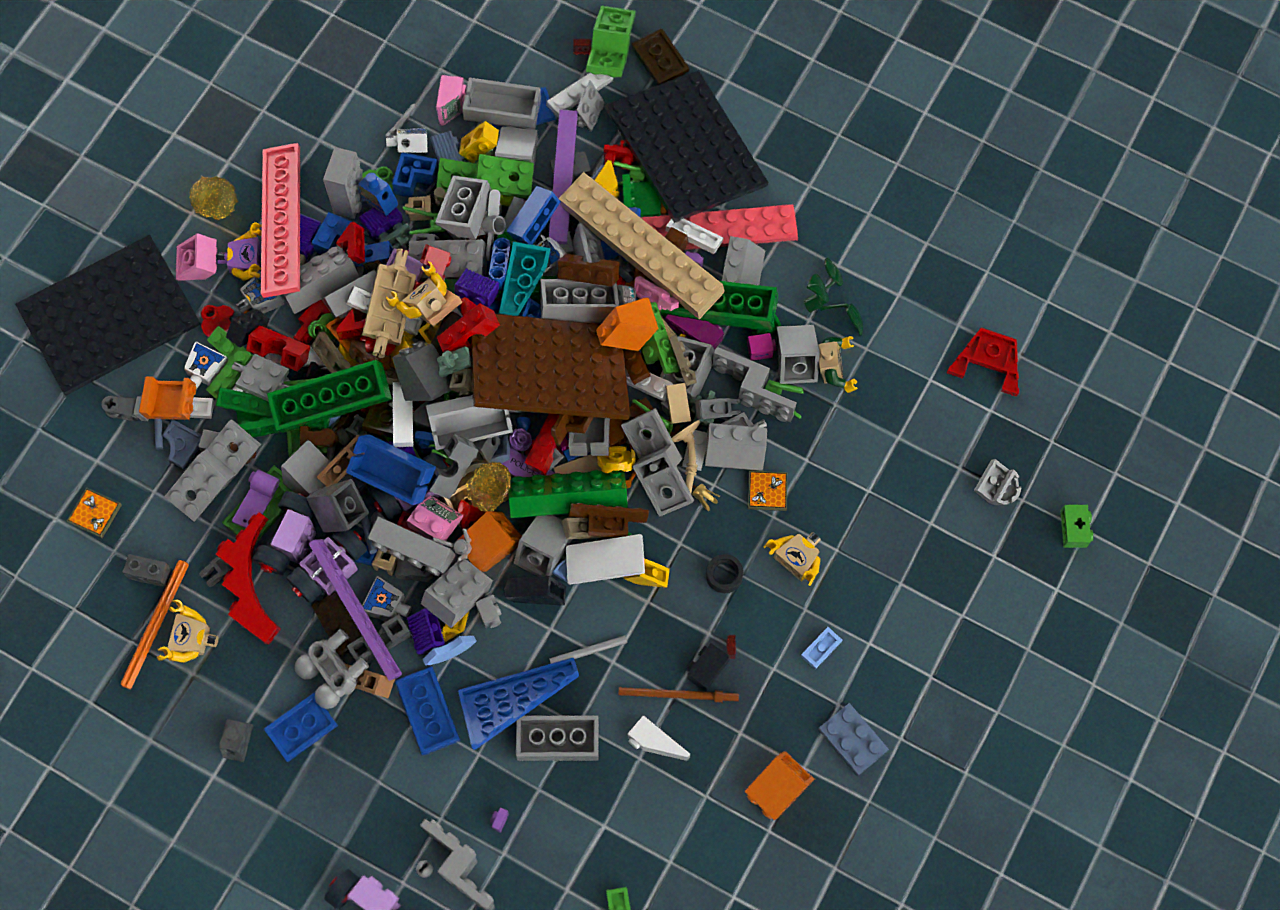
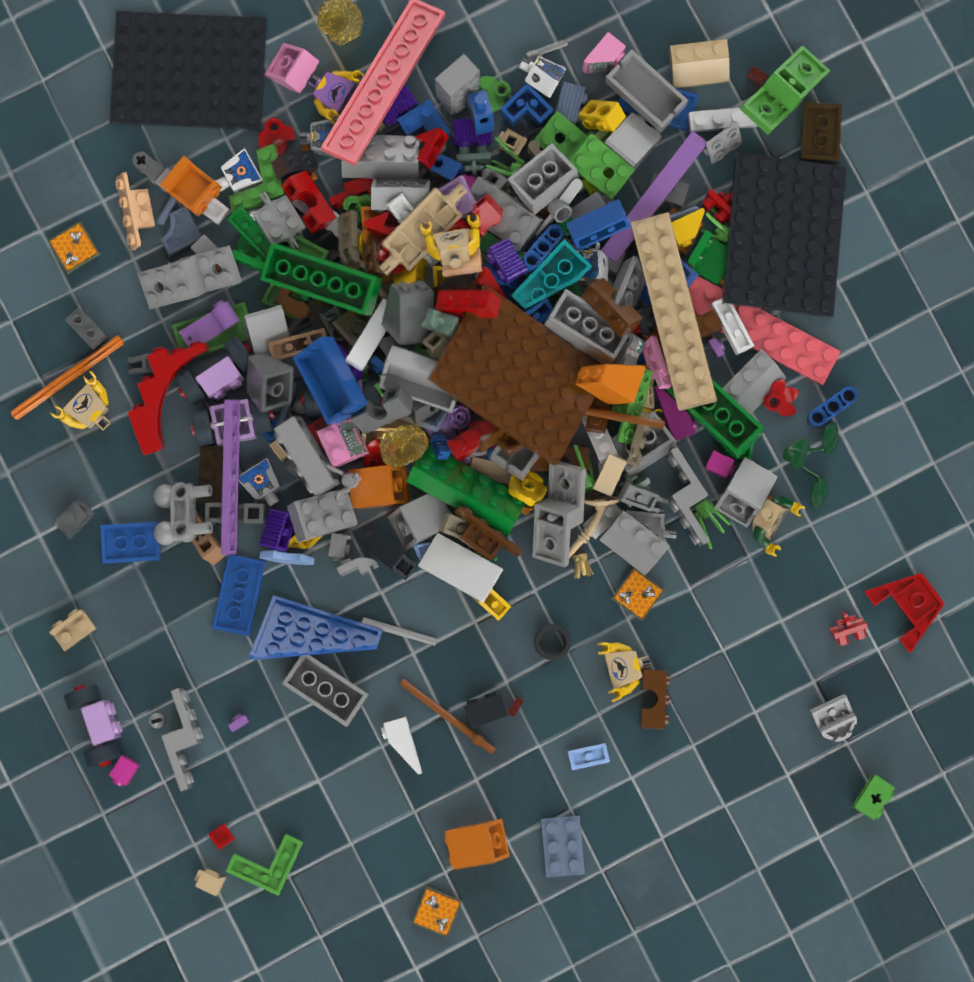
camera: 35 degrees right, 15 degrees up
(130, 449) = (135, 208): none -> light nougat bracket
(295, 837) = (72, 629): none -> tan bracket
(515, 613) = (363, 564): none -> light grey slope
(521, 471) = (440, 446): none -> blue piece
(530, 62) = (699, 63): none -> tan slope
(660, 348) = (625, 418): none -> dark orange bar
(773, 266) = (784, 397): none -> red plate
(786, 870) = (436, 912): none -> tile
(821, 241) = (840, 403): none -> blue beam
(834, 550) = (655, 716): none -> reddish brown arch
(954, 405) = (847, 626): none -> red hips

